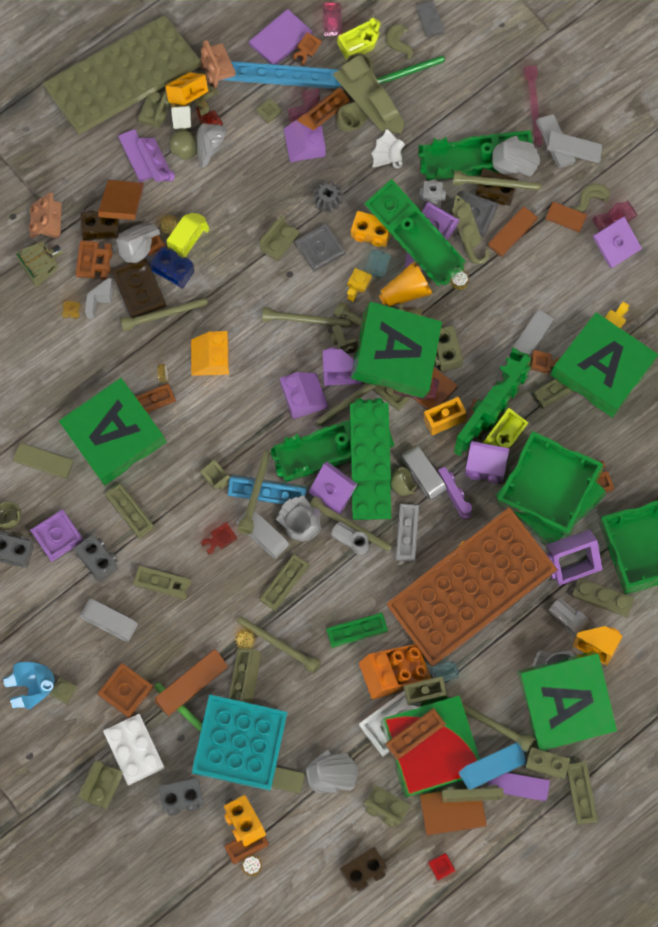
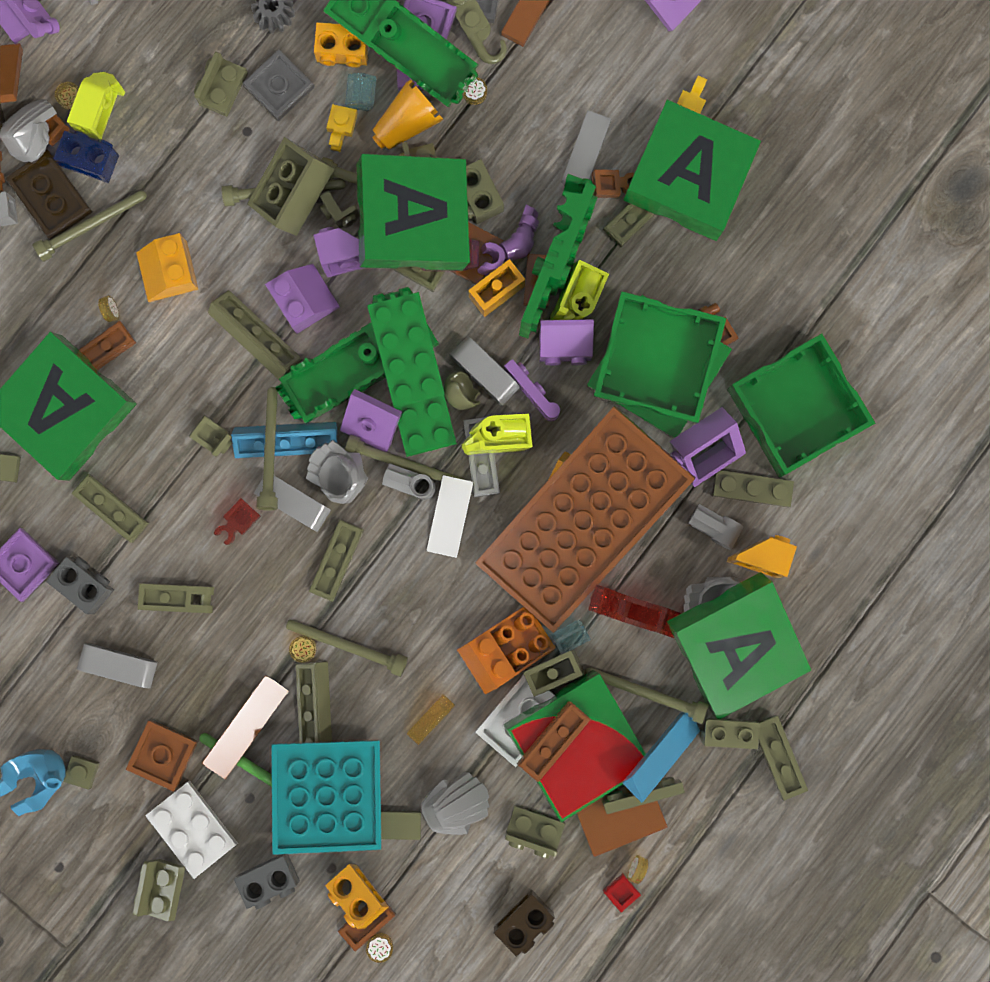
camera: 15 degrees left, 15 degrees up
(261, 412) = (253, 334): none -> olive slope
(313, 316) = (290, 186): none -> olive slope
(327, 709) = (430, 719): none -> clear yellow piece
(344, 404) = (359, 300): olive piece -> none
(357, 630) = (445, 604): green tile -> none
(374, 569) = (449, 516): none -> white sticker
(431, 518) = (508, 434): none -> neon yellow piece
(458, 849) = (637, 869): none -> clear yellow tile
(465, 391) = (515, 247): none -> medium lavender piece
(492, 662) = (632, 610): none -> clear red arch
(522, 786) = (704, 764): medium lavender tile -> none

